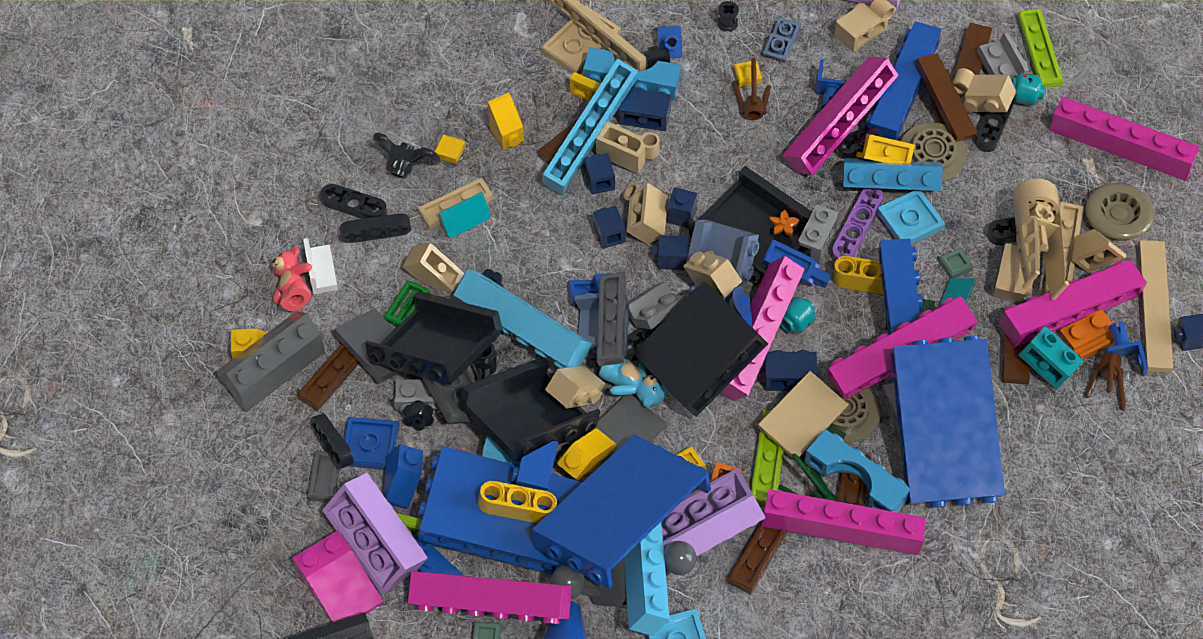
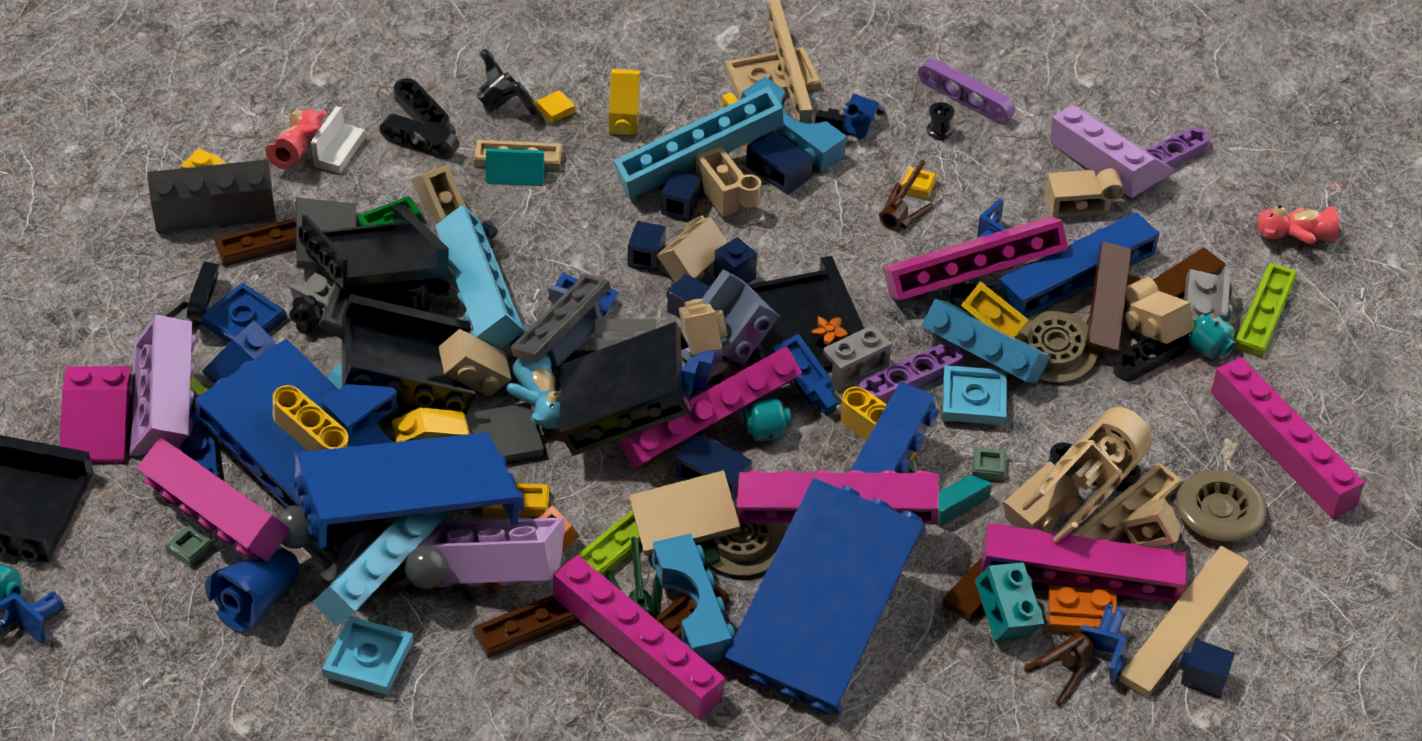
camera: 30 degrees right, 10 degrees down
(782, 39) = (982, 171): sand blue slope -> none

